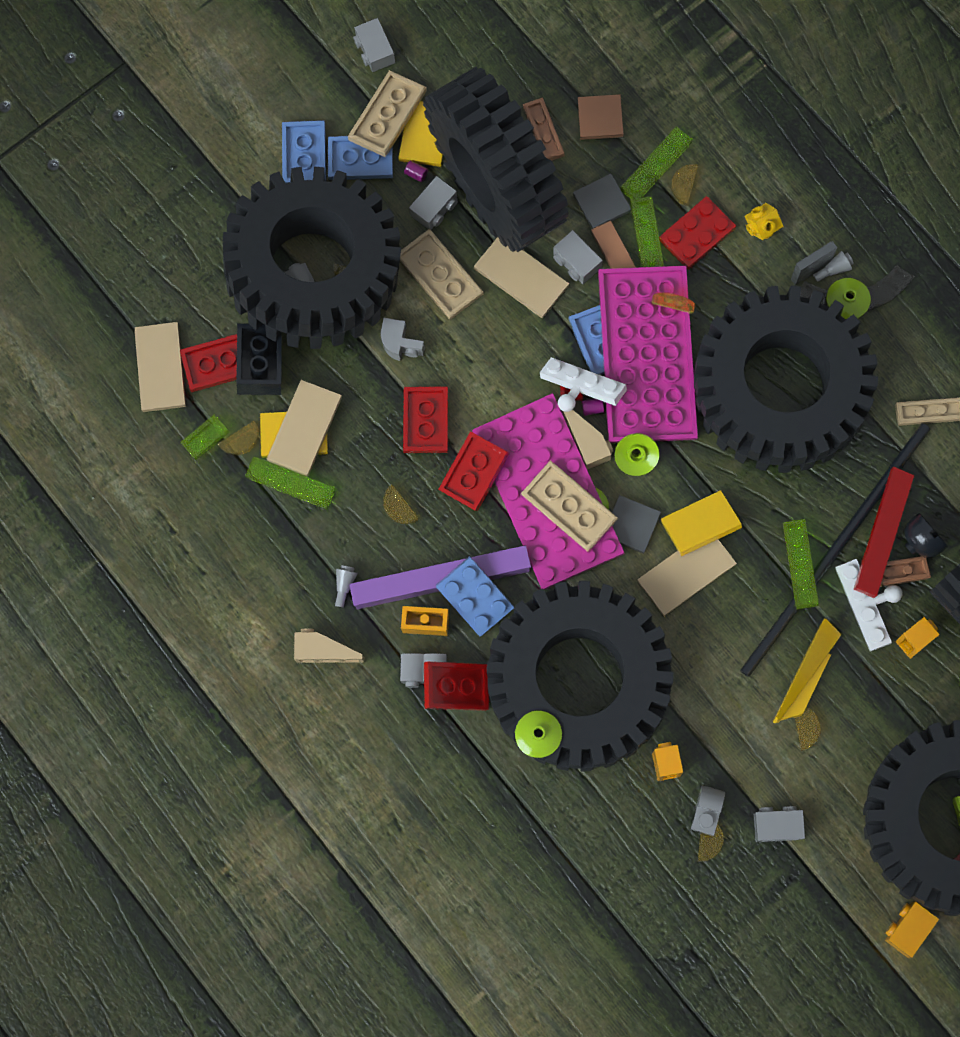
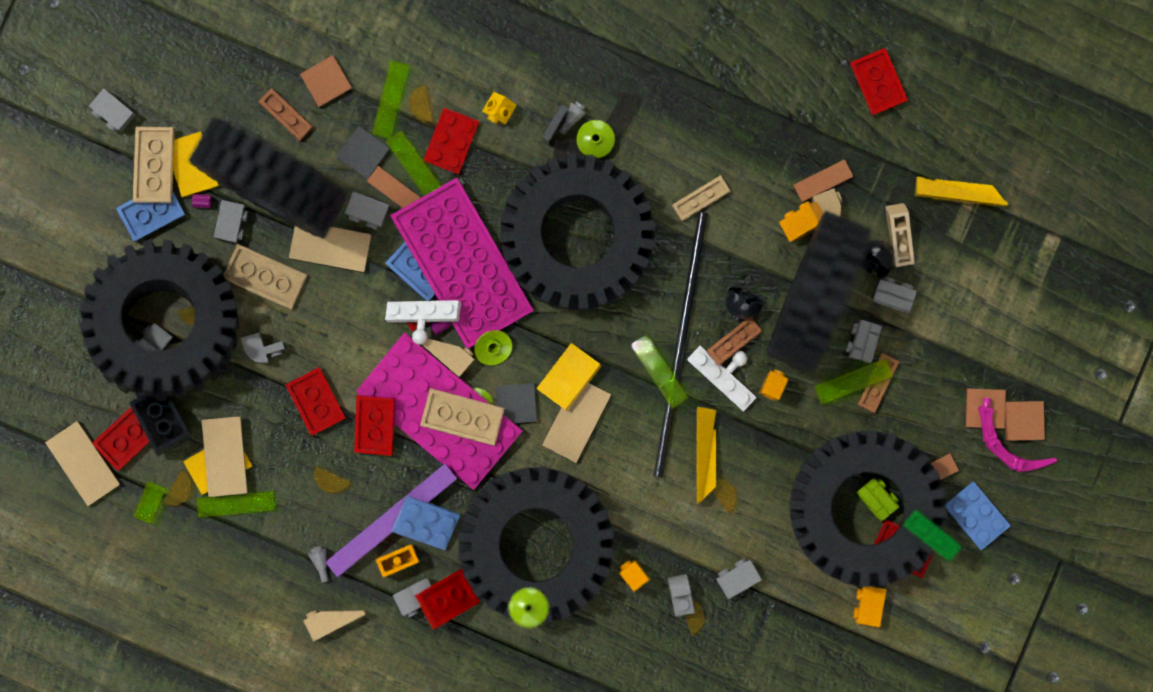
camera: 40 degrees left, 10 degrees up
(303, 147) = (102, 229): medium blue plate -> none
(673, 301) = (462, 213): clear yellow tile -> none
(883, 532) = (710, 316): red tile -> none

